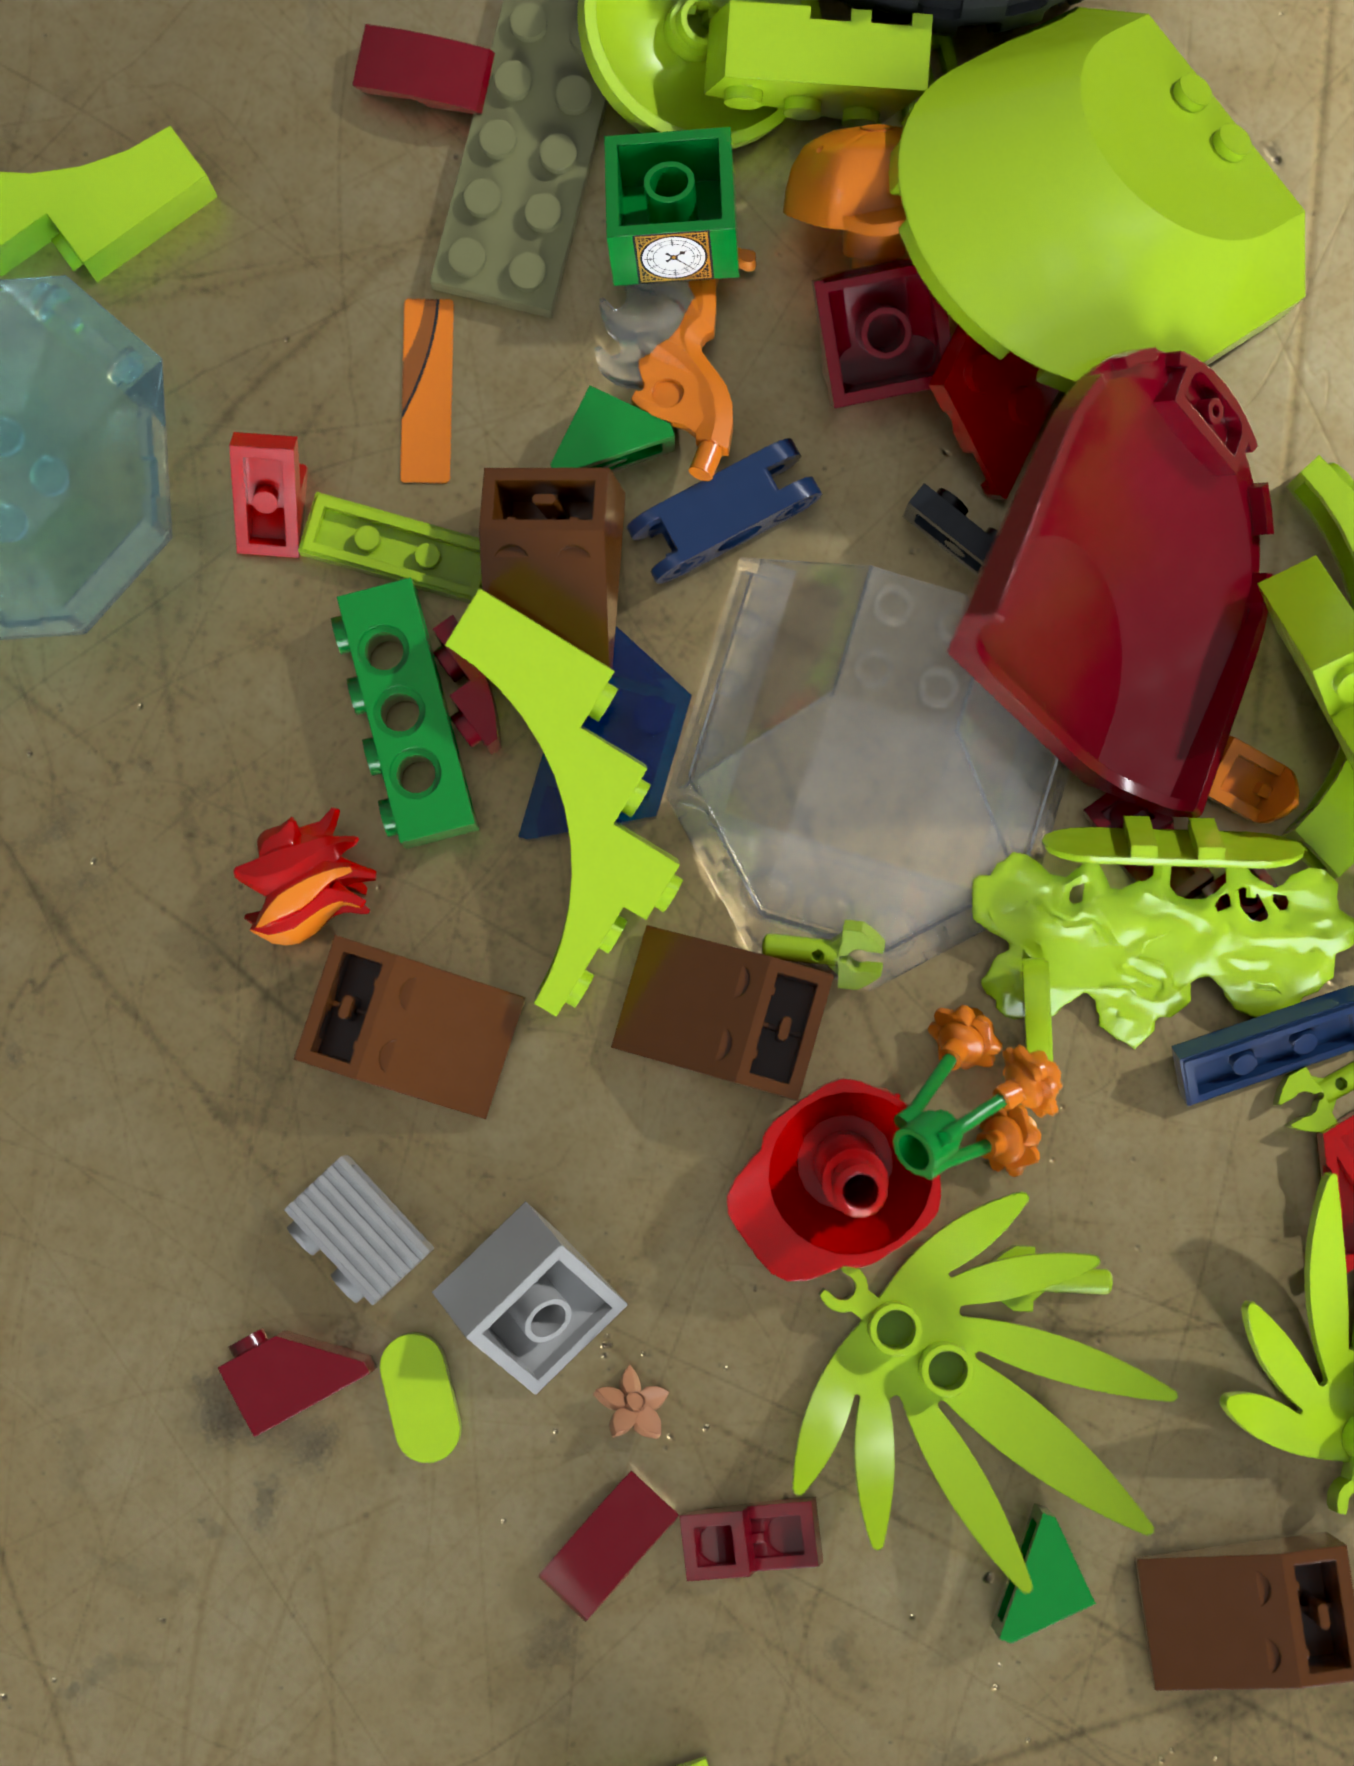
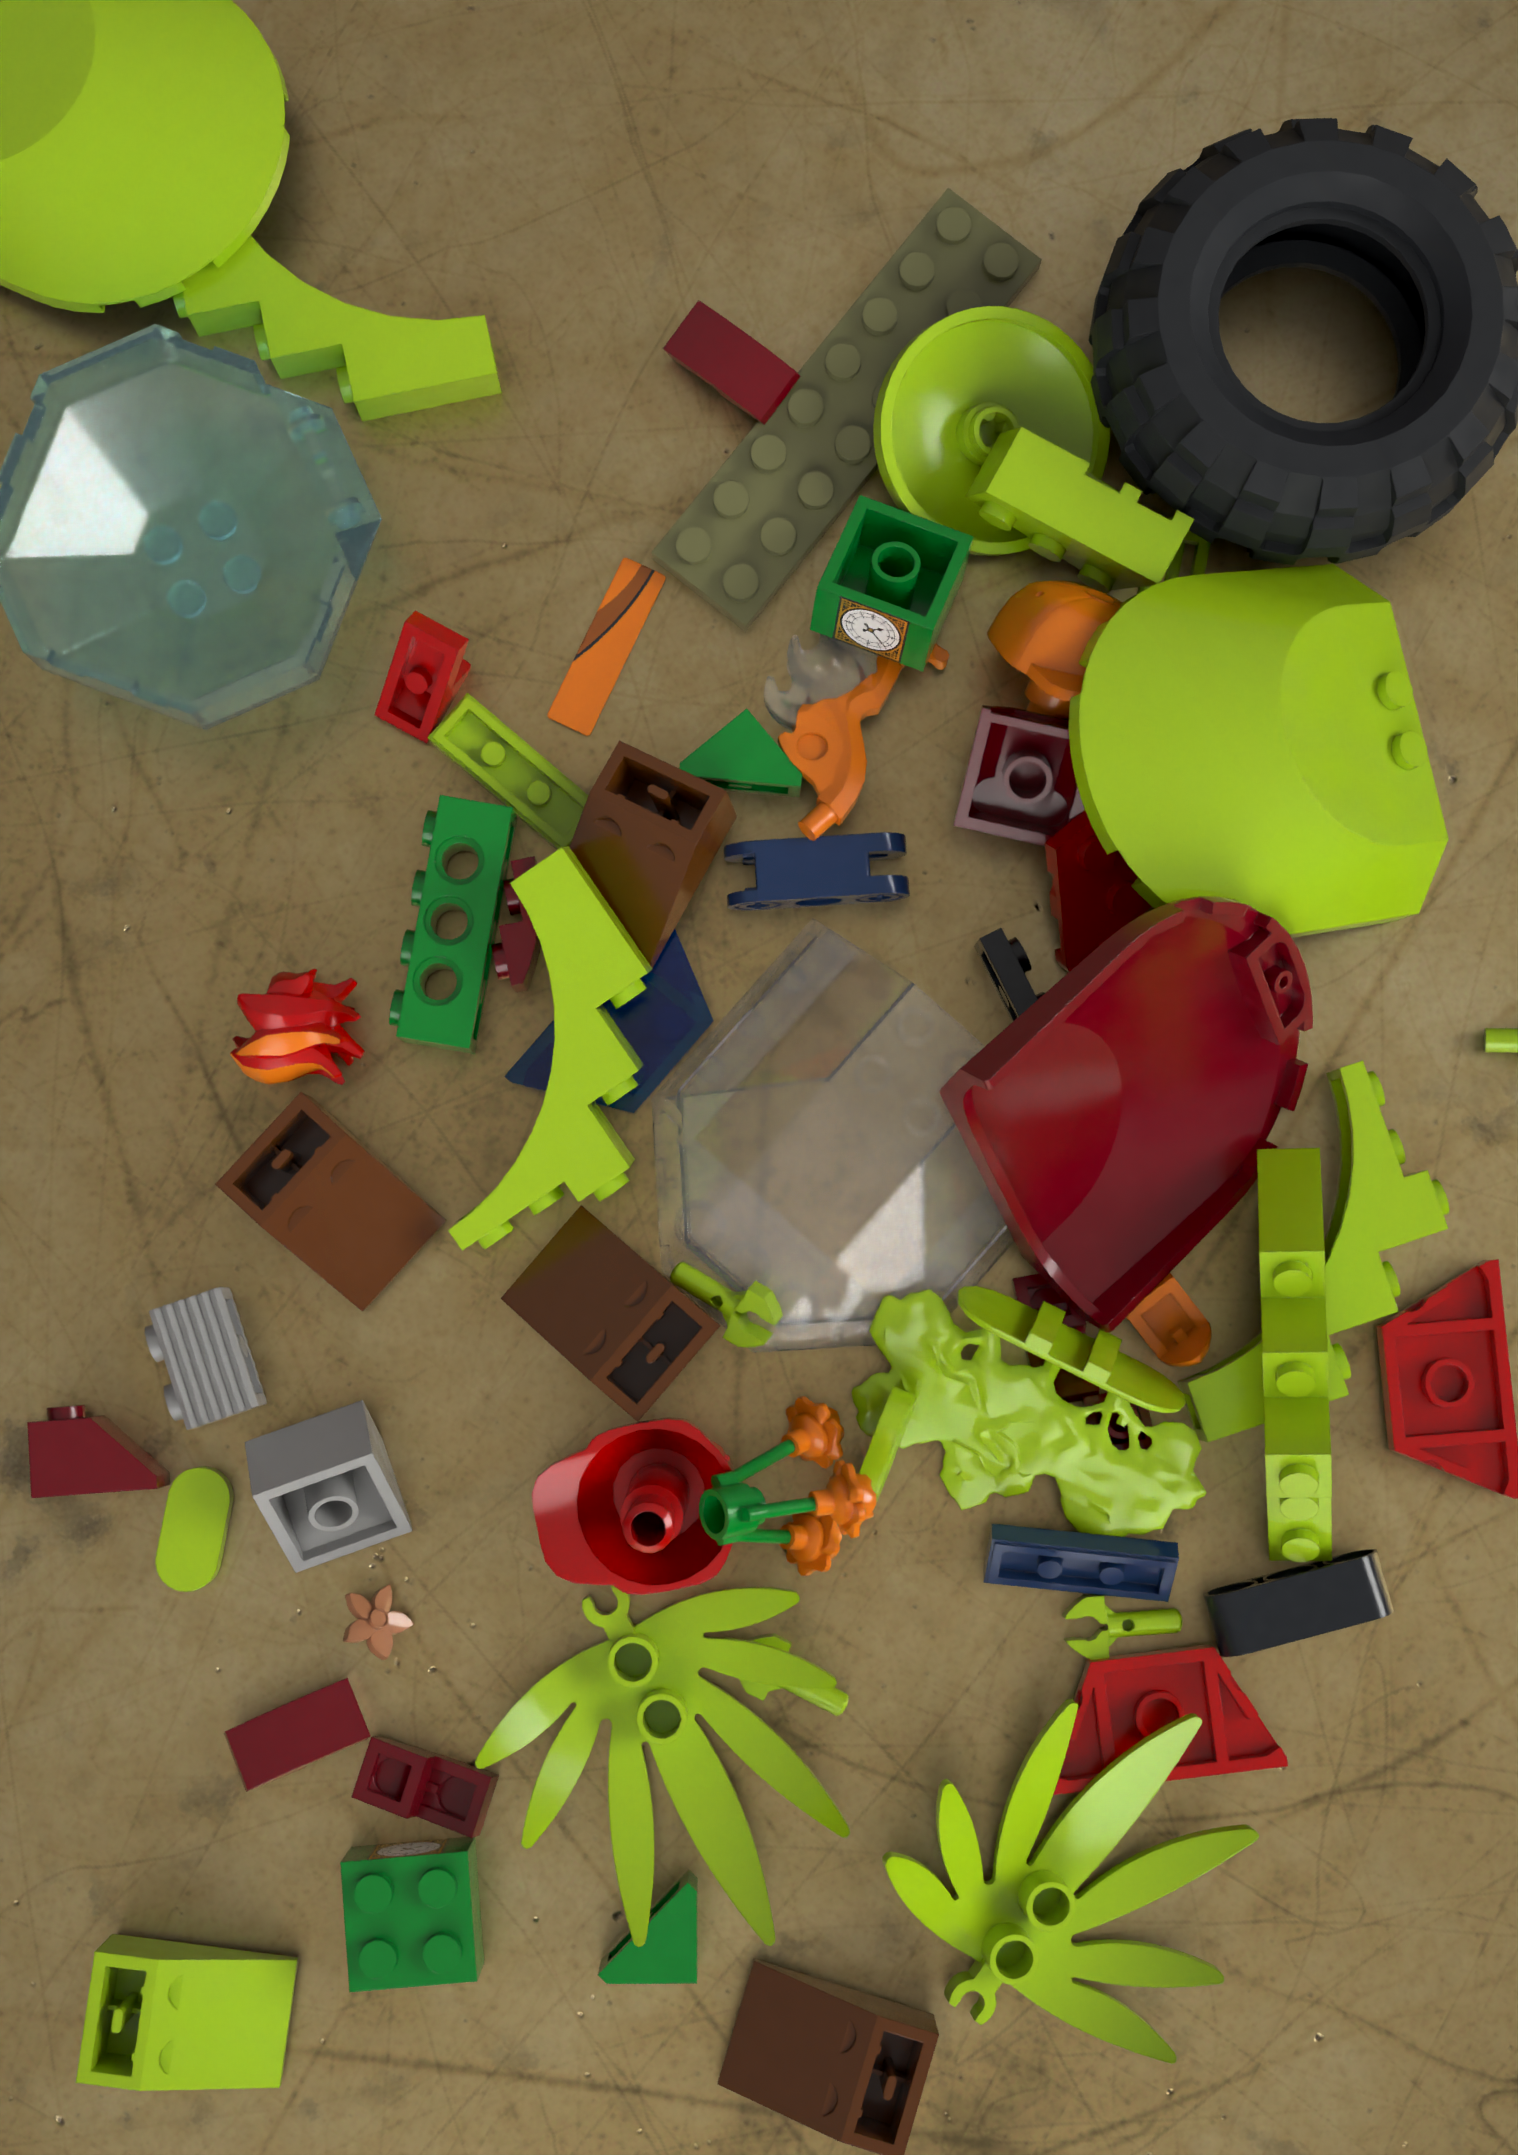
camera: 20 degrees right, 0 degrees up
(796, 1664) = (412, 1914): none -> green brick

